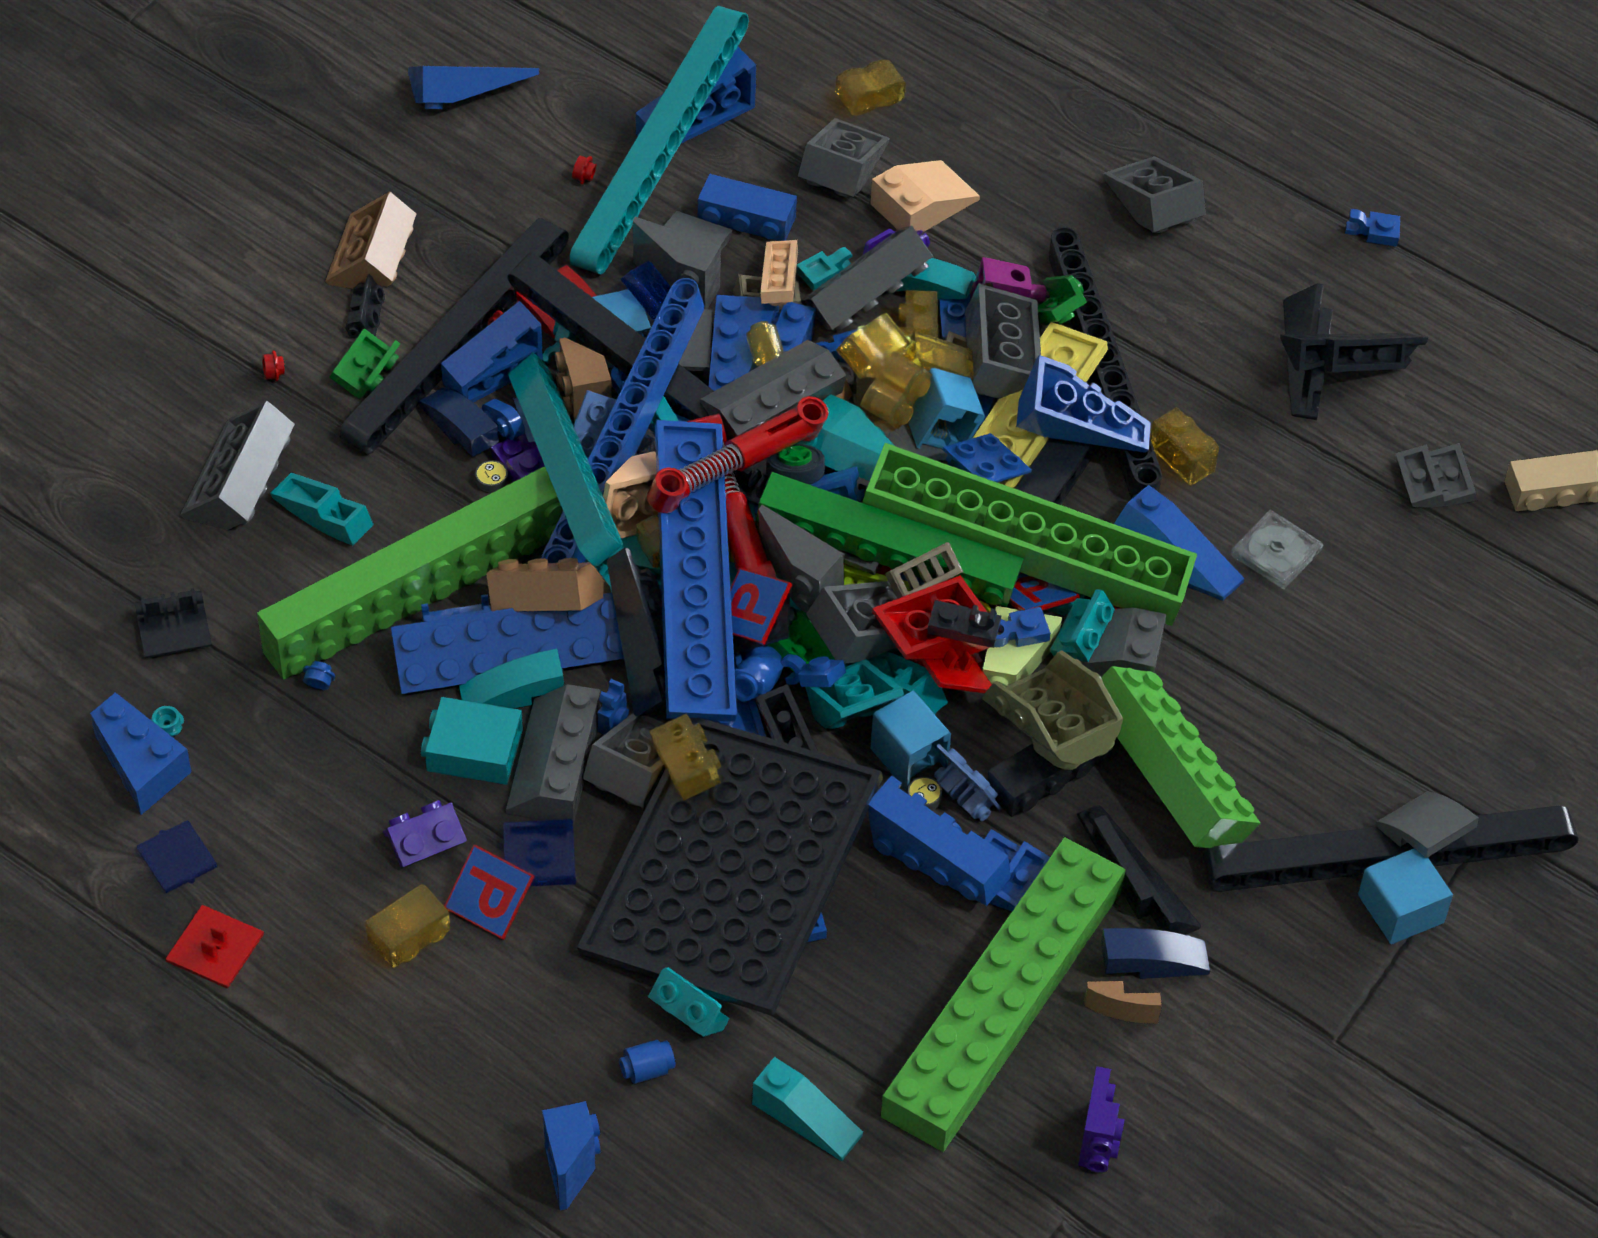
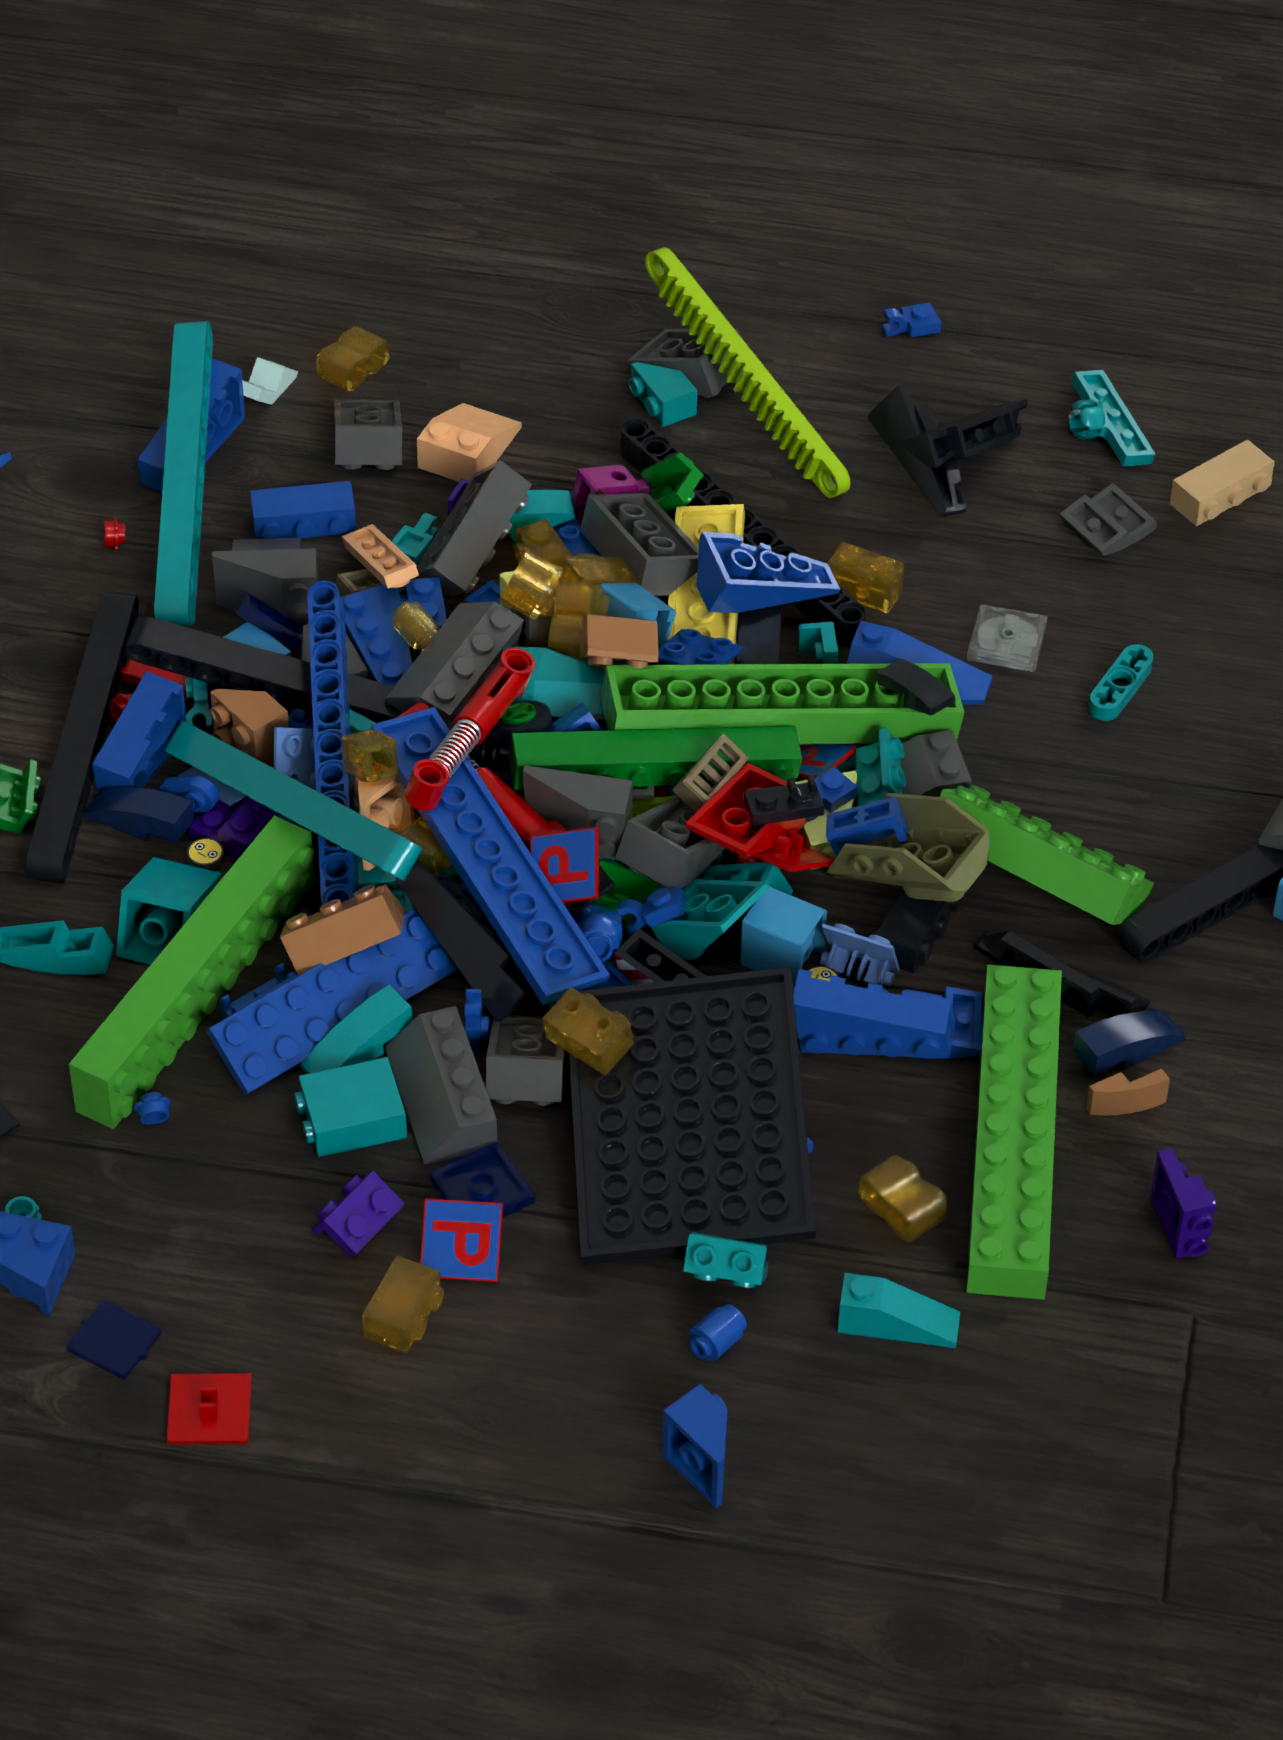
camera: 25 degrees left, 5 degrees down
(421, 500) = (158, 906): none -> teal slope
(640, 445) = (370, 755): none -> clear yellow brick
(789, 82) = (268, 381): none -> light aqua slope
(873, 1011) = (902, 1198): none -> clear yellow brick
(912, 425) = (618, 640): none -> medium nougat slope
(1030, 669) = (866, 824): none -> blue hinge
(1111, 492) = (819, 639): none -> teal bracket
(1115, 214) = (664, 392): none -> teal slope
(1148, 564) = (920, 688): none -> black slope
(1183, 225) = (747, 373): none -> lime gear
(1360, 616) = (1120, 694): none -> teal beam
(1492, 382) = (1106, 416): none -> teal plate

